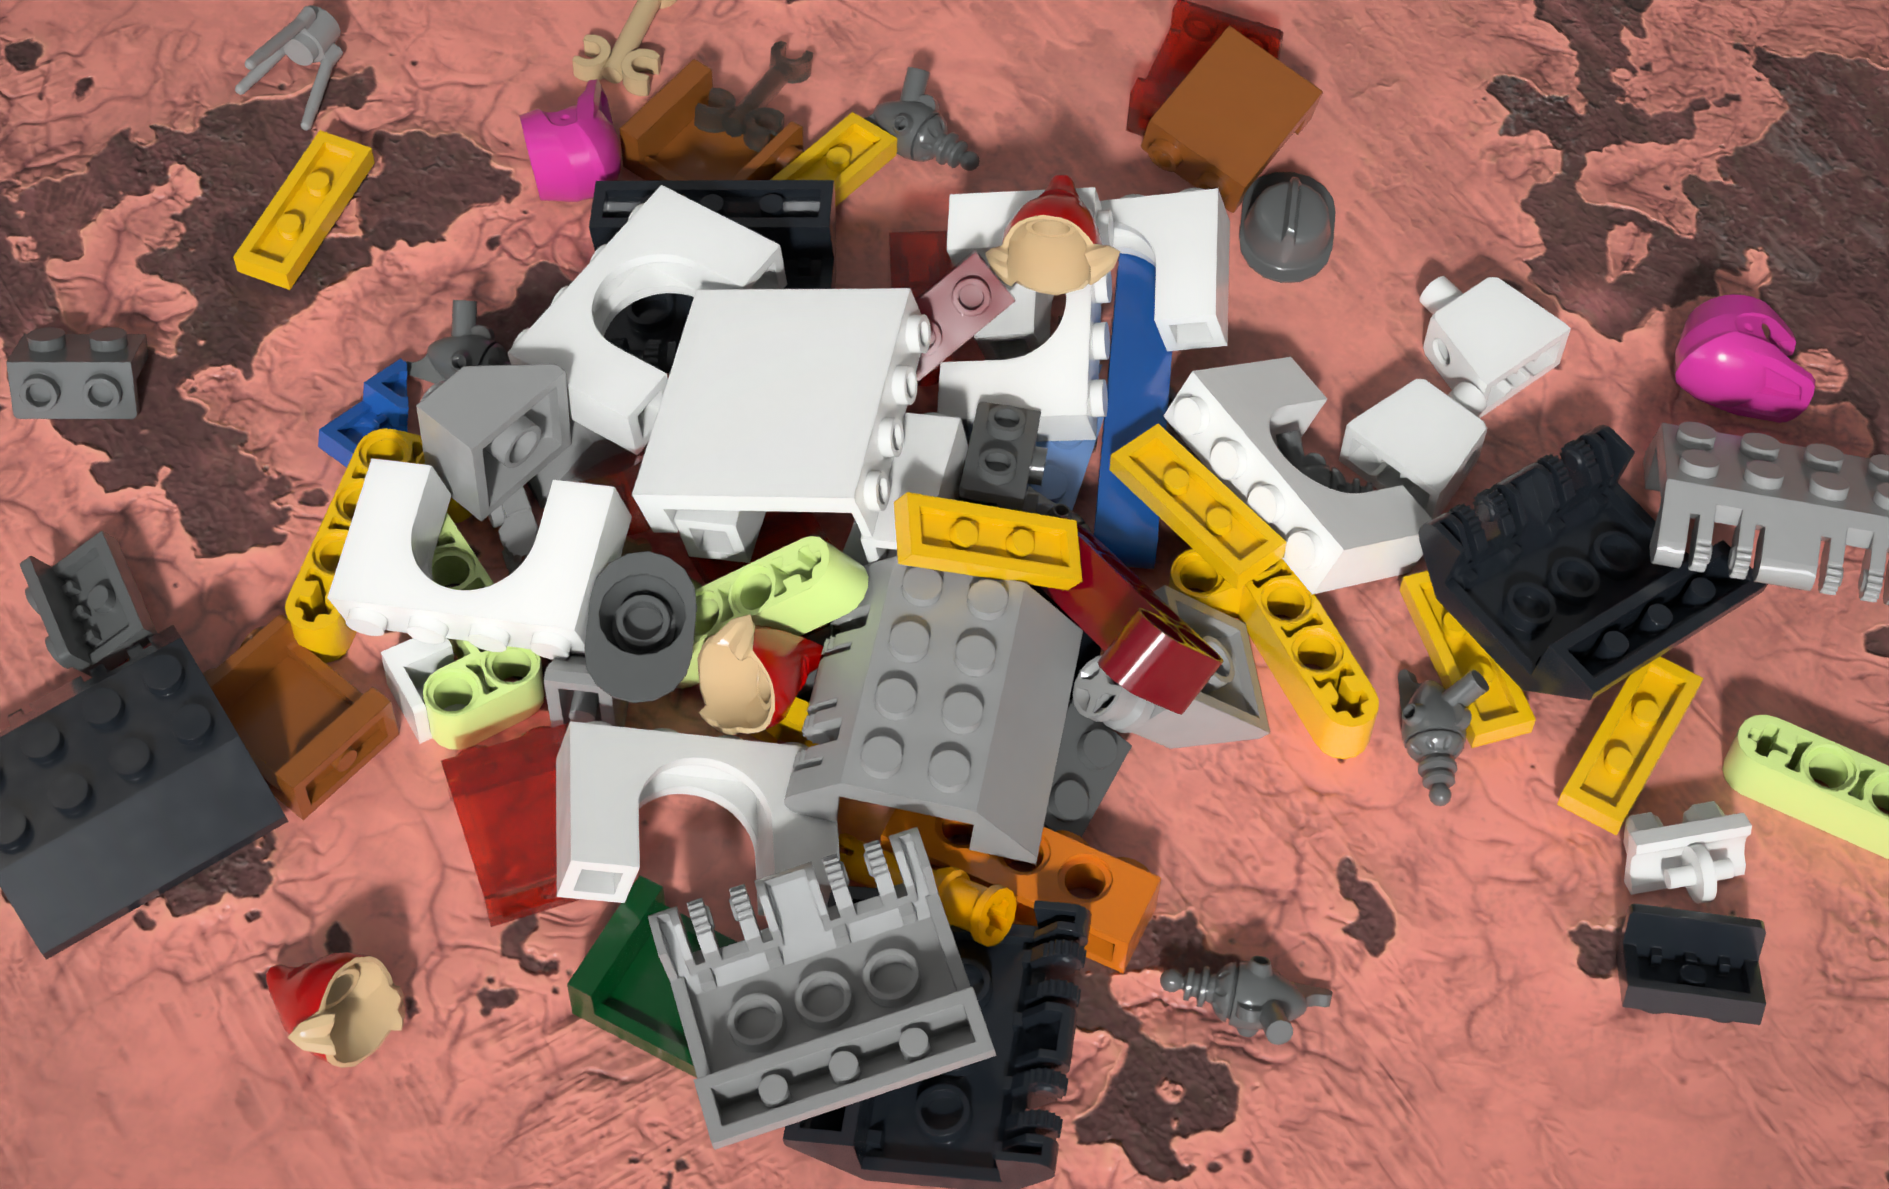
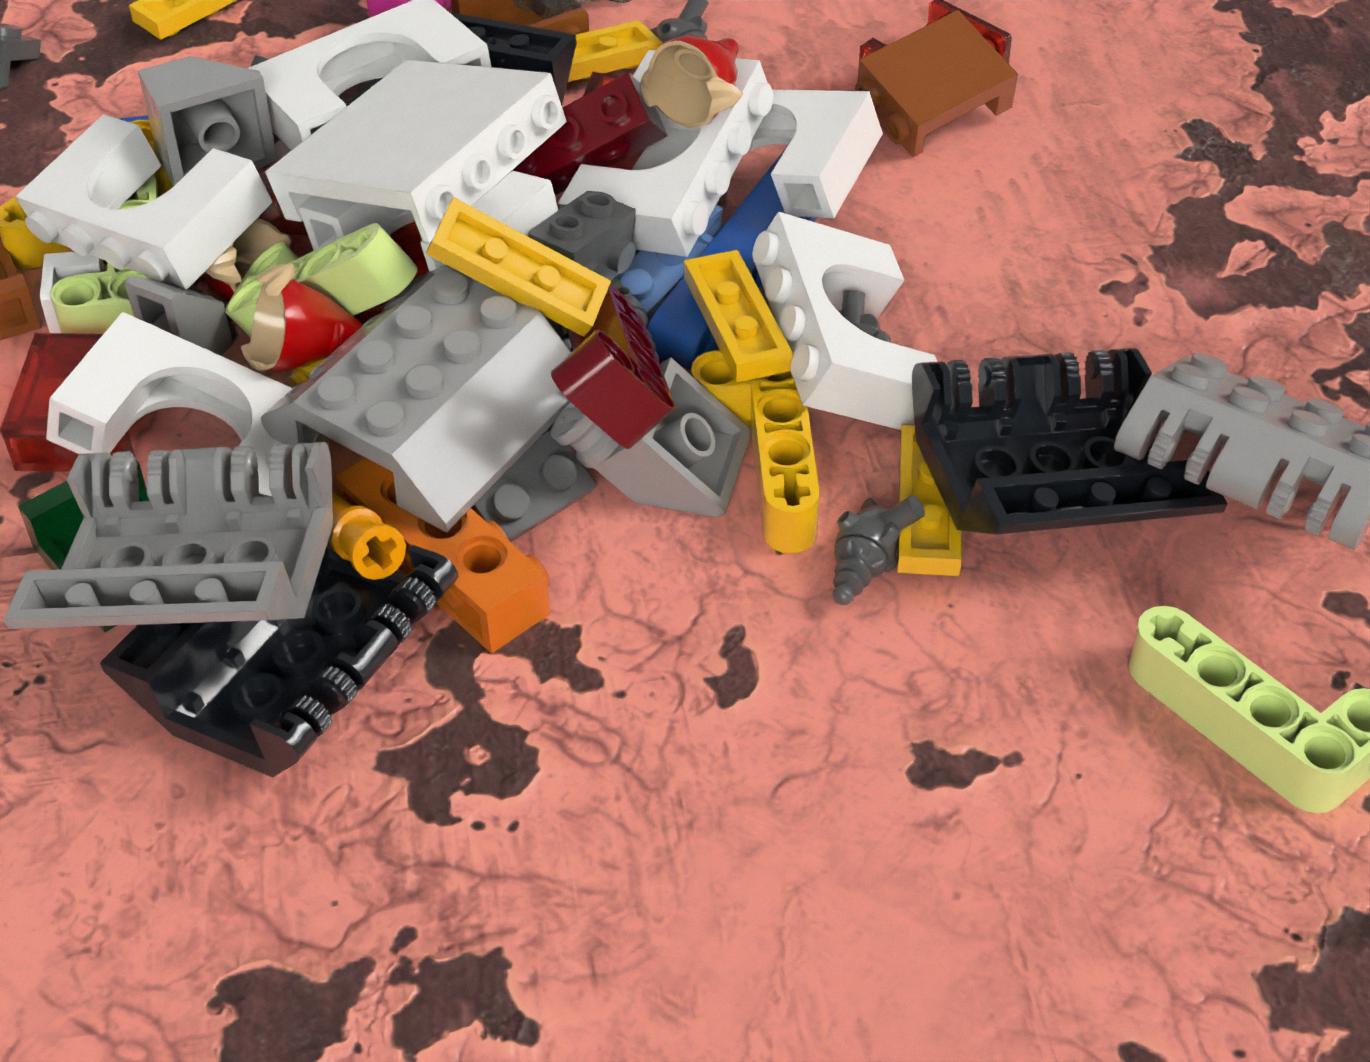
camera: 25 degrees right, 10 degrees down
(640, 627) = (219, 265): dark grey piece -> none
(1249, 996) = (580, 694): dark grey piece -> none
(1287, 227) = (951, 172): dark grey piece -> none
(1418, 441) = (973, 326): white torso -> none
(1490, 337) = (1080, 284): white torso -> none
(1629, 743) = (1044, 605): yellow plate -> none
(1686, 854) = (1050, 703): white hips -> none
(1691, 964) = (1005, 793): black bracket -> none
(1733, 364) = (1290, 344): dark pink helmet -> none

